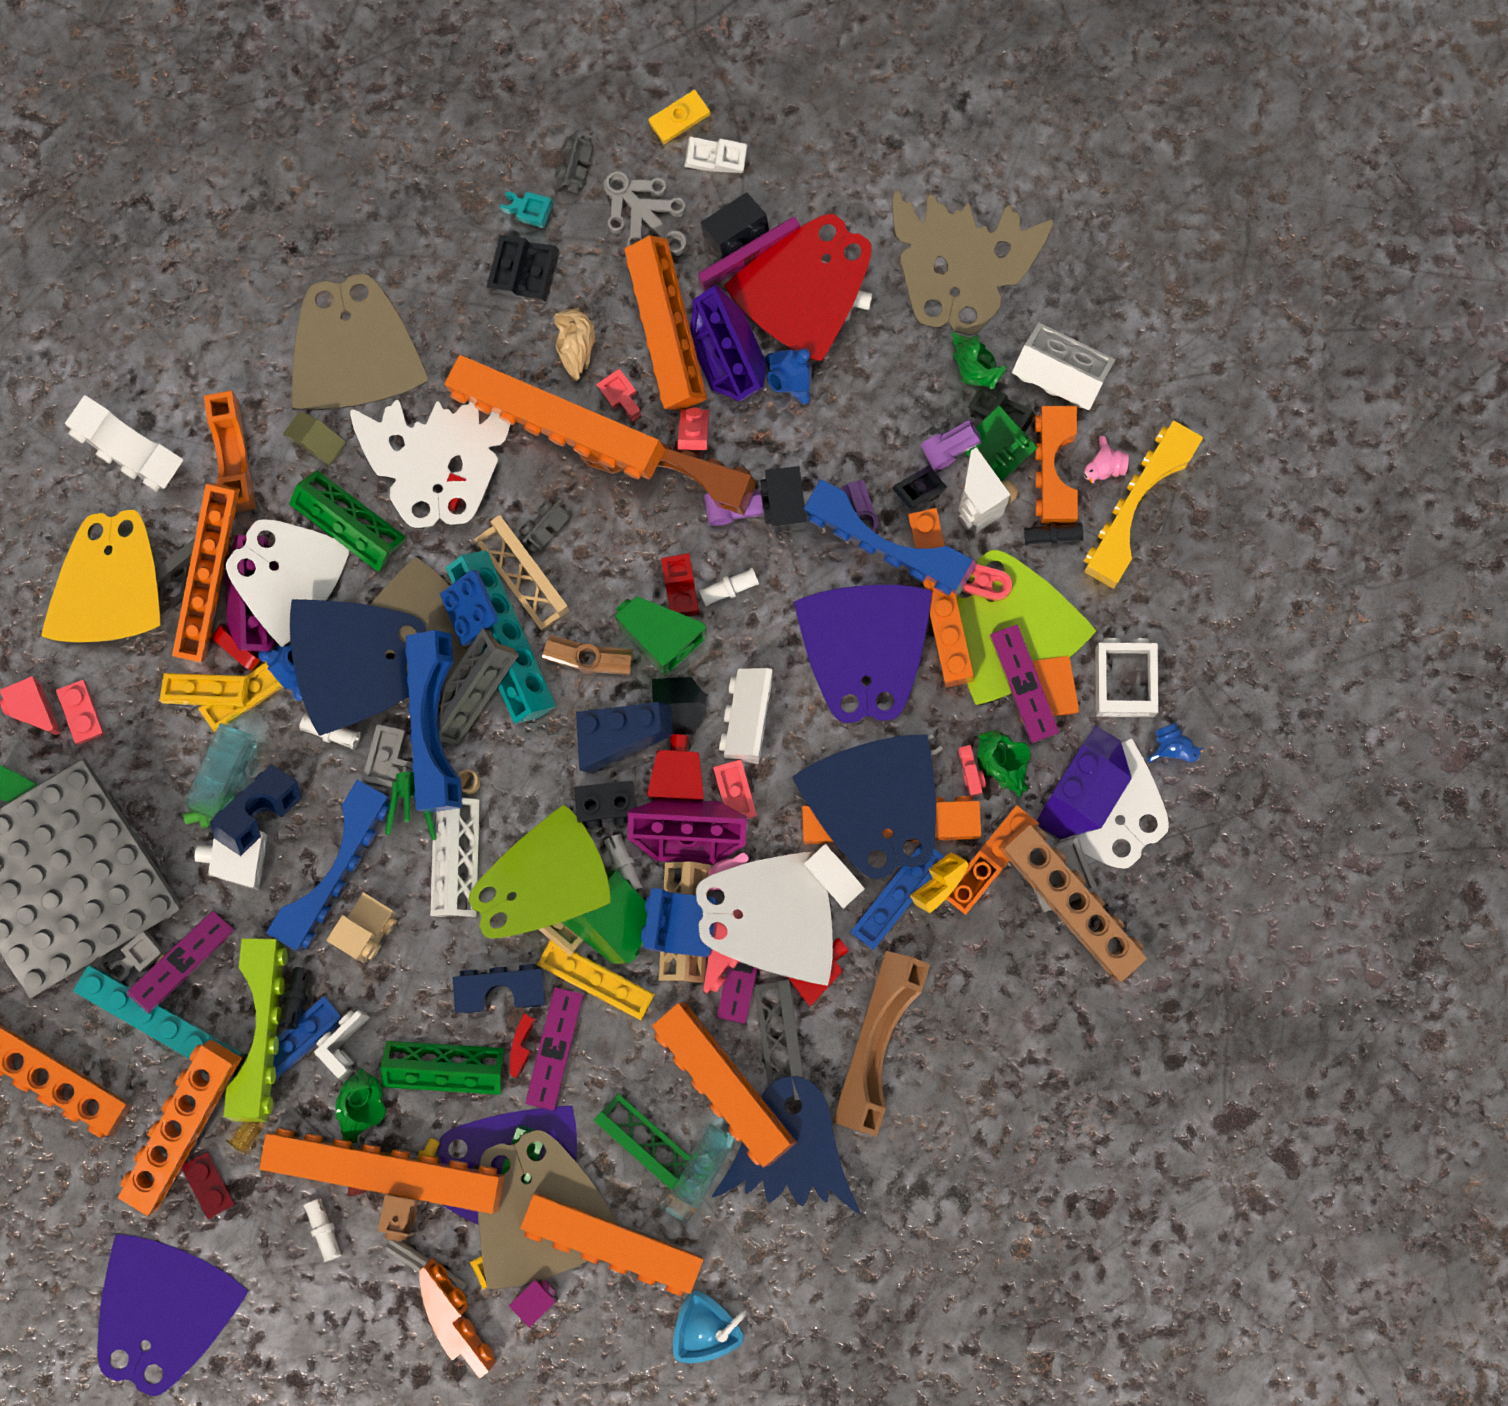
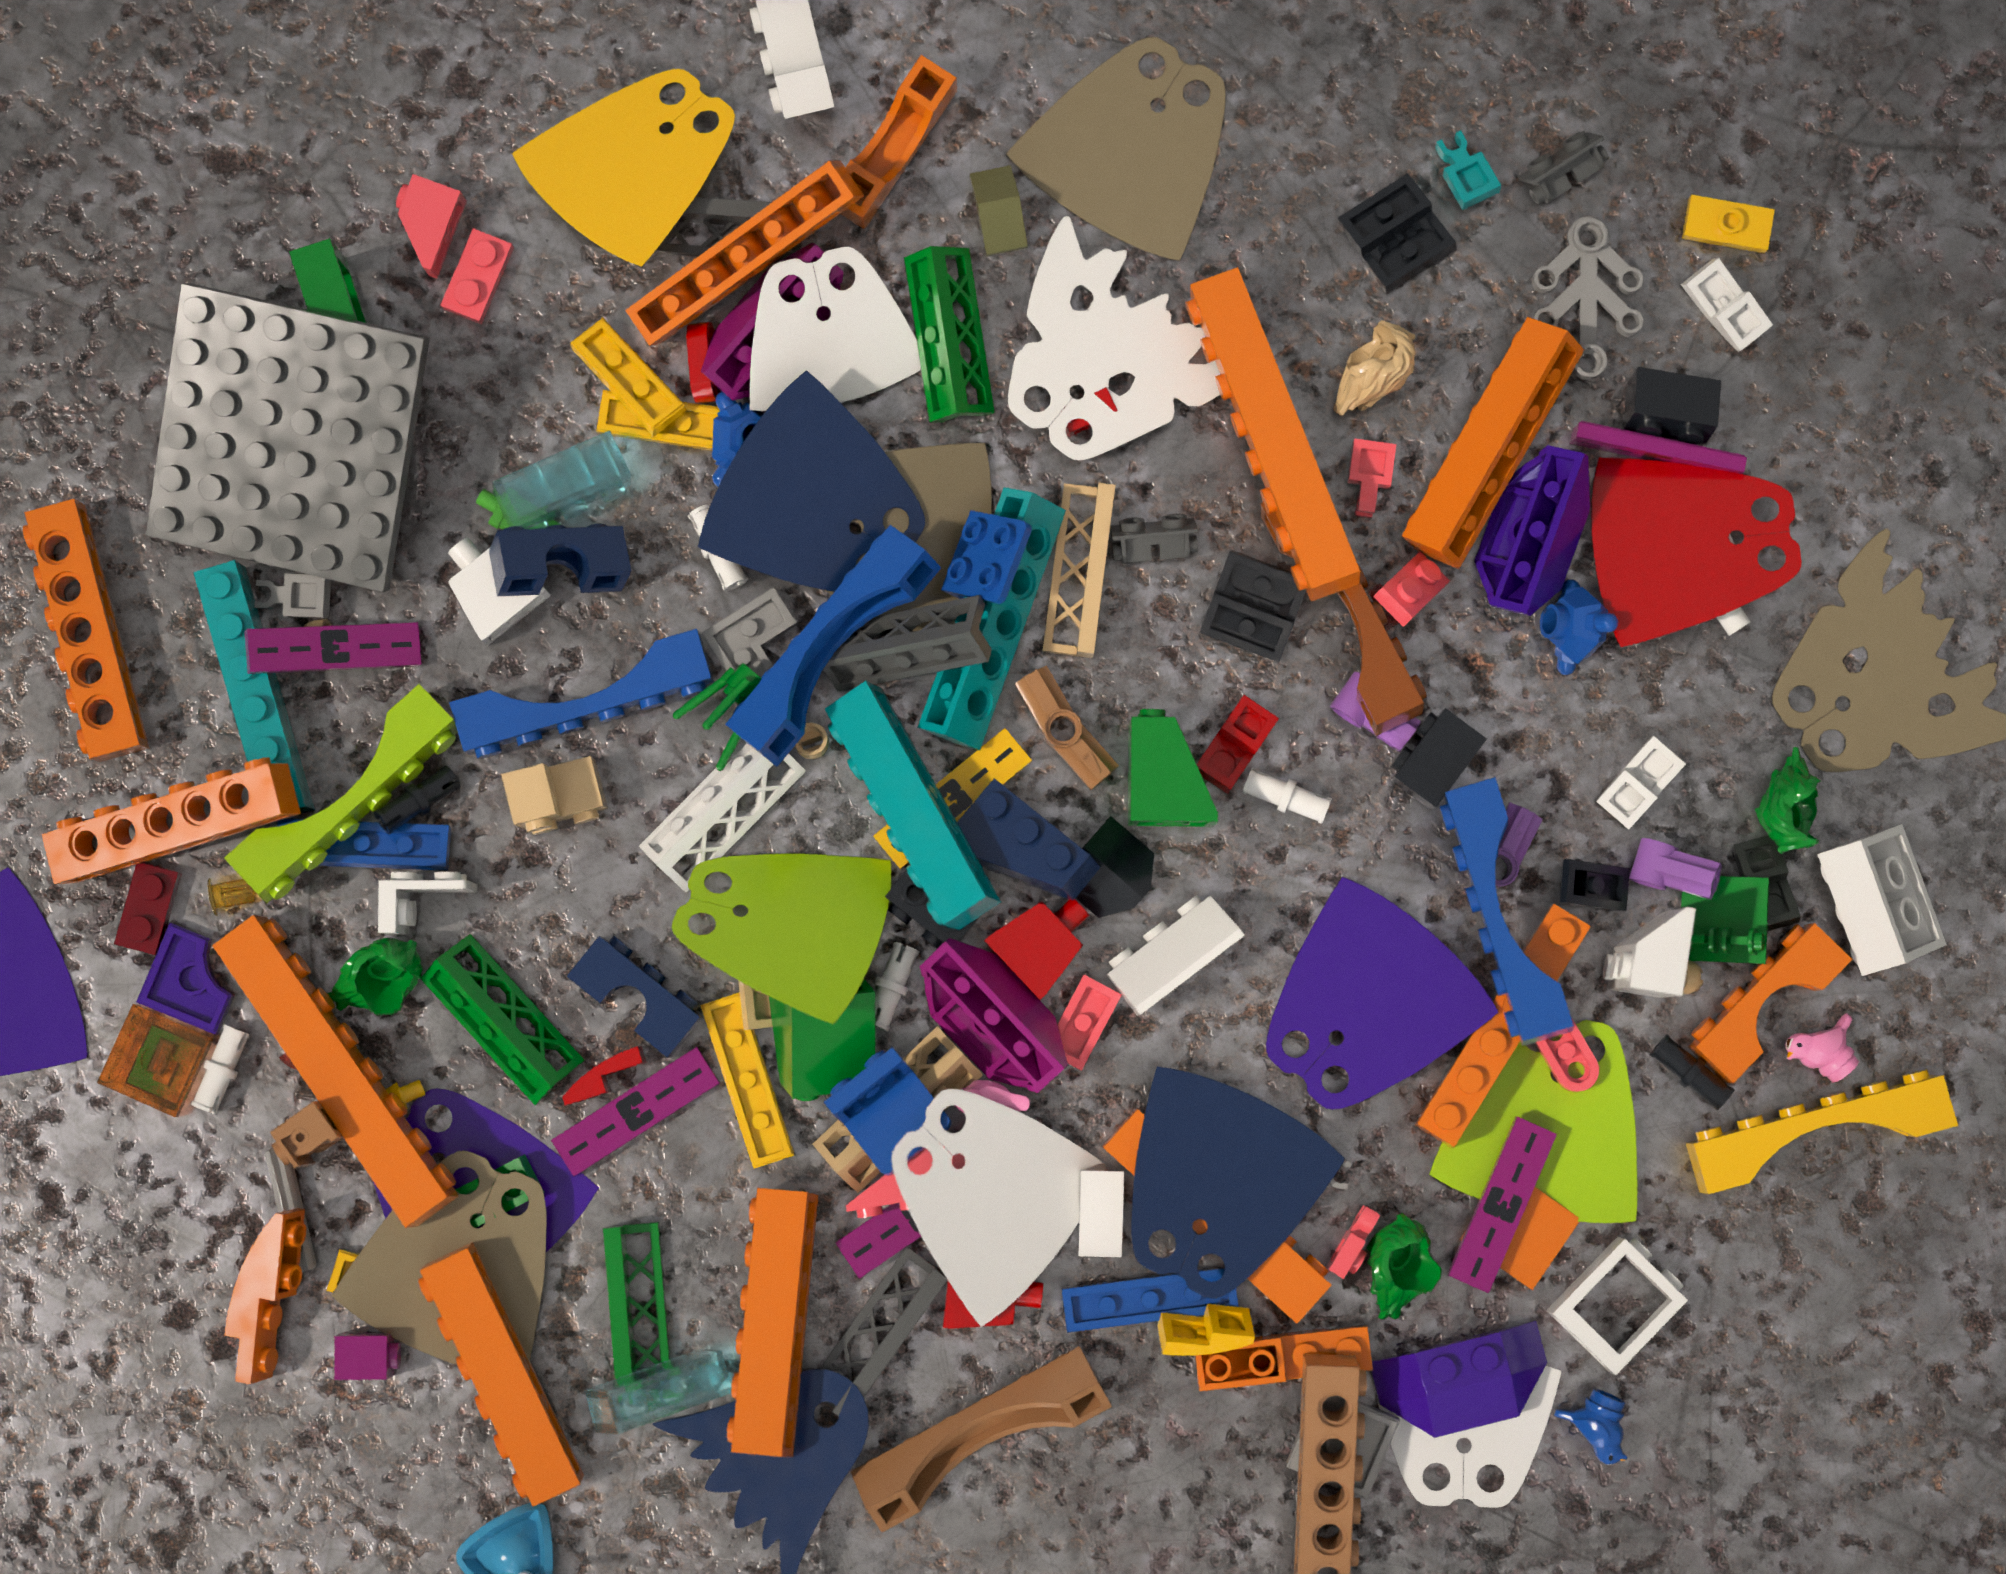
camera: 40 degrees right, 5 degrees up
(262, 1205) = (183, 981): none -> dark purple tile
(284, 1258) = (155, 1060): none -> clear orange tile
(548, 763) = (911, 806): none -> teal brick
(564, 745) = (996, 759): none -> yellow tile
(625, 511) = (1253, 606): none -> black slope
(894, 419) = (1640, 782): none -> white slope

